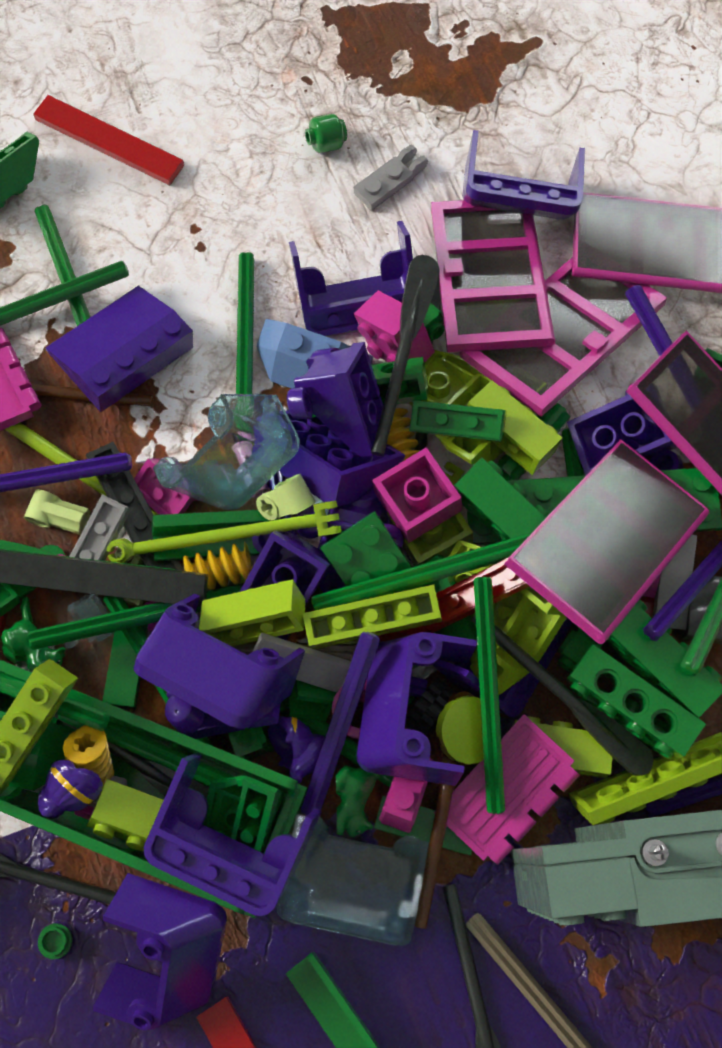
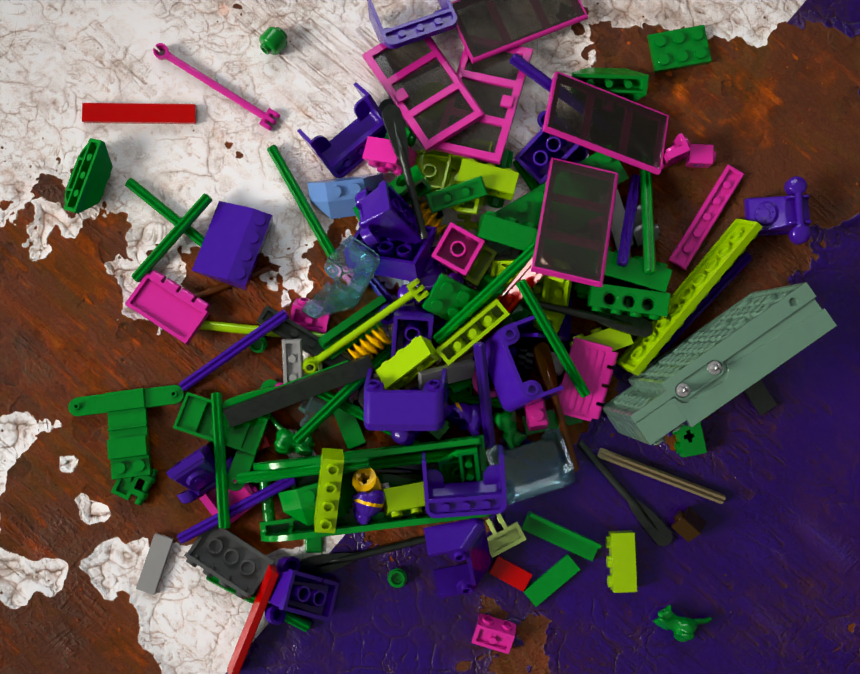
camera: 25 degrees left, 15 degrees up
(49, 510) = (256, 361): yellowish green piece -> none
(72, 491) = (259, 346): none -> green plate
(251, 974) = (505, 538): none -> yellowish green hinge
(260, 216) = (266, 117): none -> dark pink hinge
(286, 499) = (386, 288): yellowish green piece -> none
(390, 178) = (327, 51): light grey hinge -> none
(461, 730) = (548, 364): lime tile -> none
(642, 958) = (693, 445): none -> green brick

